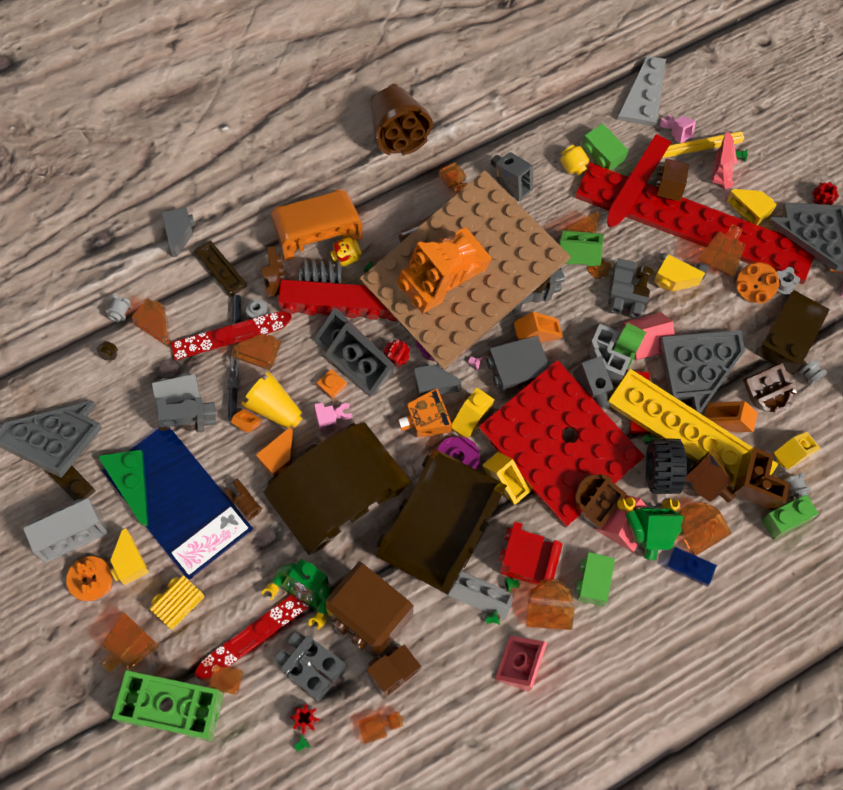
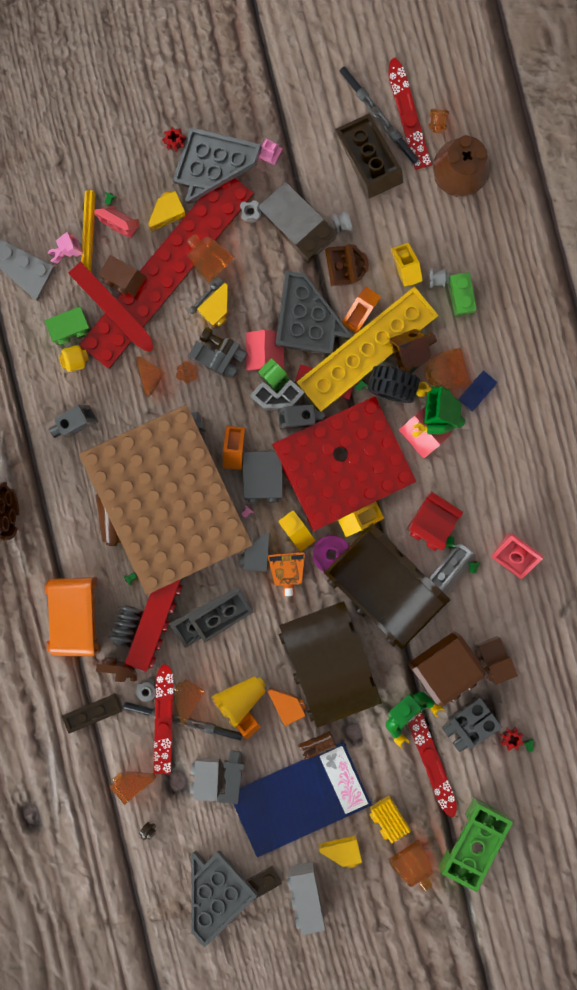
camera: 70 degrees left, 20 degrees up
(92, 588) = (358, 885): orange plate -> none
(118, 308) = (109, 813): light grey brick -> none
(129, 476) = (270, 835): green wing -> none
(178, 229) = (43, 743): dark grey slope -> none
(226, 679) = (464, 793): clear orange panel -> none
(327, 416) = (264, 655): bright pink piece -> none
(331, 383) = (232, 642): orange plate -> none
(346, 251) = (109, 597): yellow head -> none
(373, 727) = (532, 686): clear orange plate -> none
(397, 352) = (222, 579): red gear -> none
(441, 267) = (169, 522): orange brick -> none
(453, 176) = (58, 475): clear orange plate -> none
(550, 606) = (479, 518): clear orange slope -> none
(583, 247) = (168, 384): bright green brick -> none
(595, 579) = (467, 473): bright green brick -> none
(597, 498) = (403, 449): reddish brown slope -> none
(757, 484) = (429, 315): reddish brown brick -> none
(766, 287) = (238, 242): orange plate -> none

